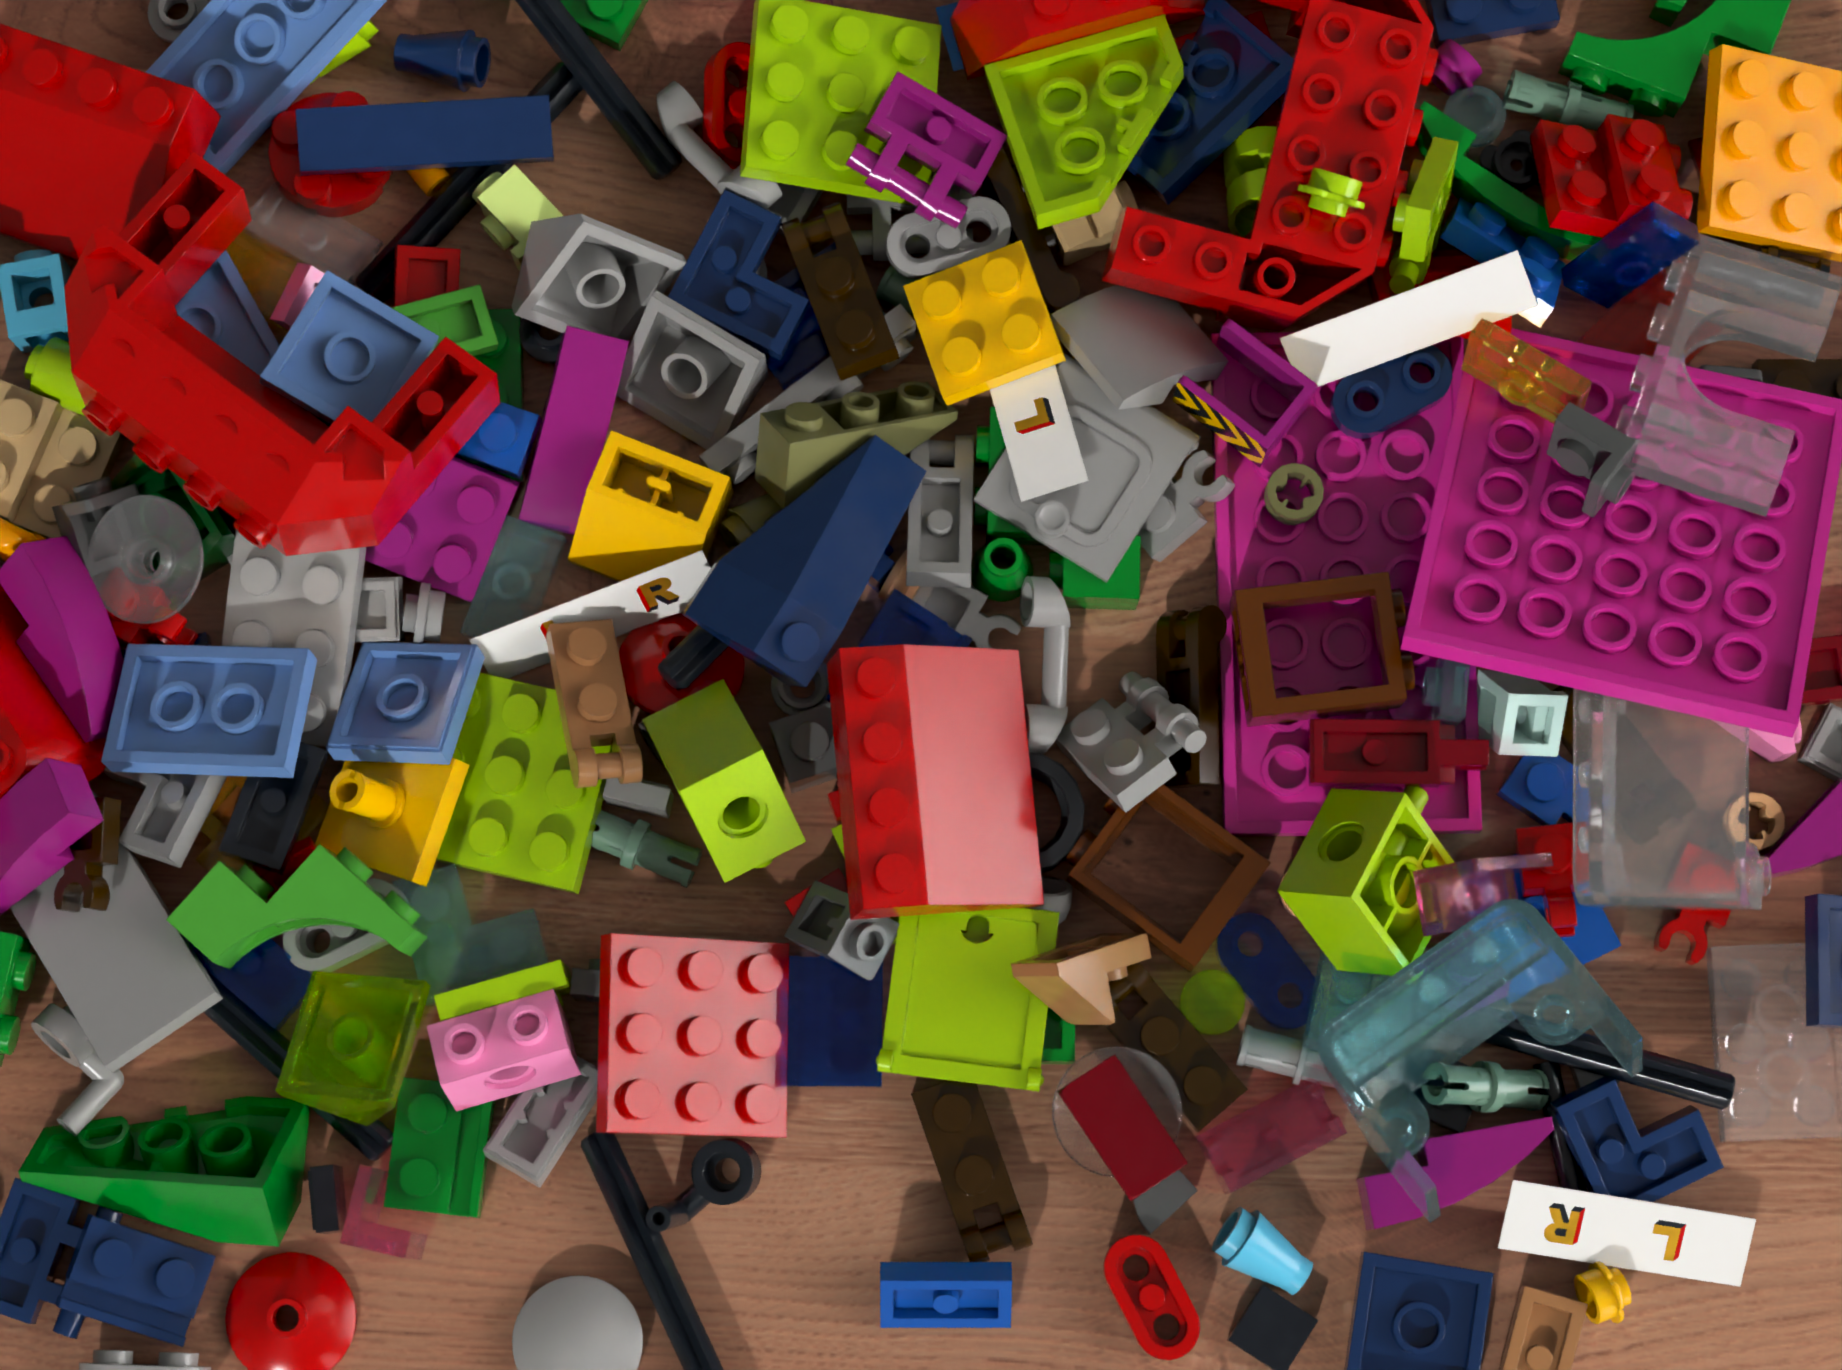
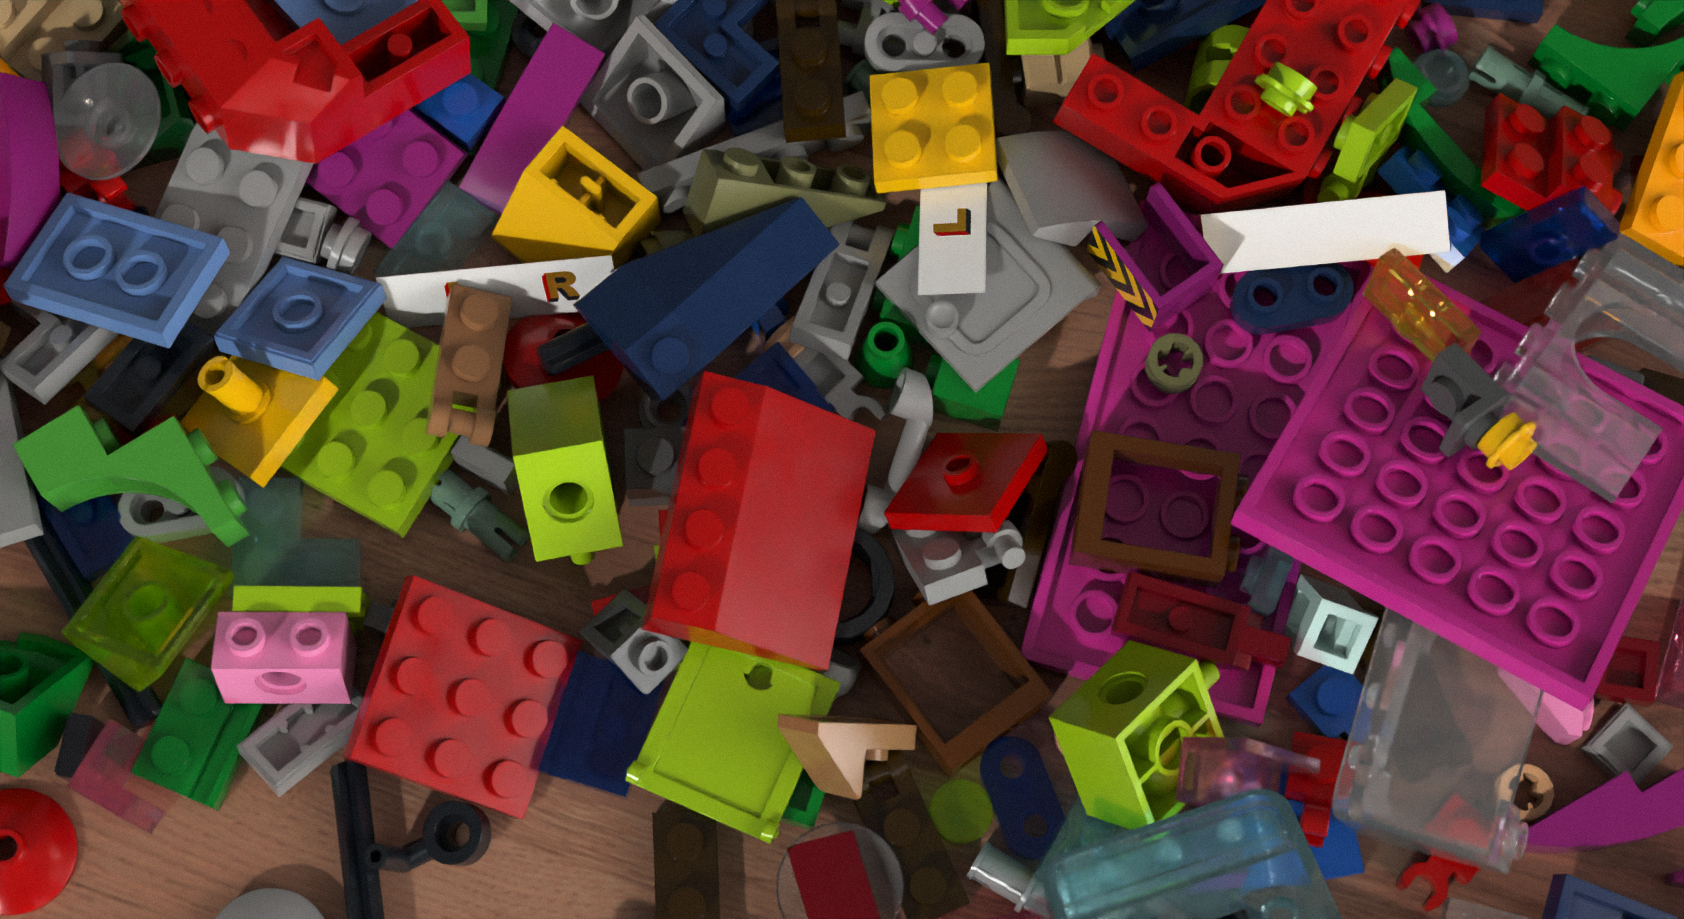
camera: 15 degrees right, 5 degrees down
(1124, 676) = (966, 482): none -> red plate
(1177, 511) = (1060, 349): light grey plate -> none
(1514, 148) = (1464, 116): black plate -> none
(1648, 487) = (1508, 442): none -> yellow plate

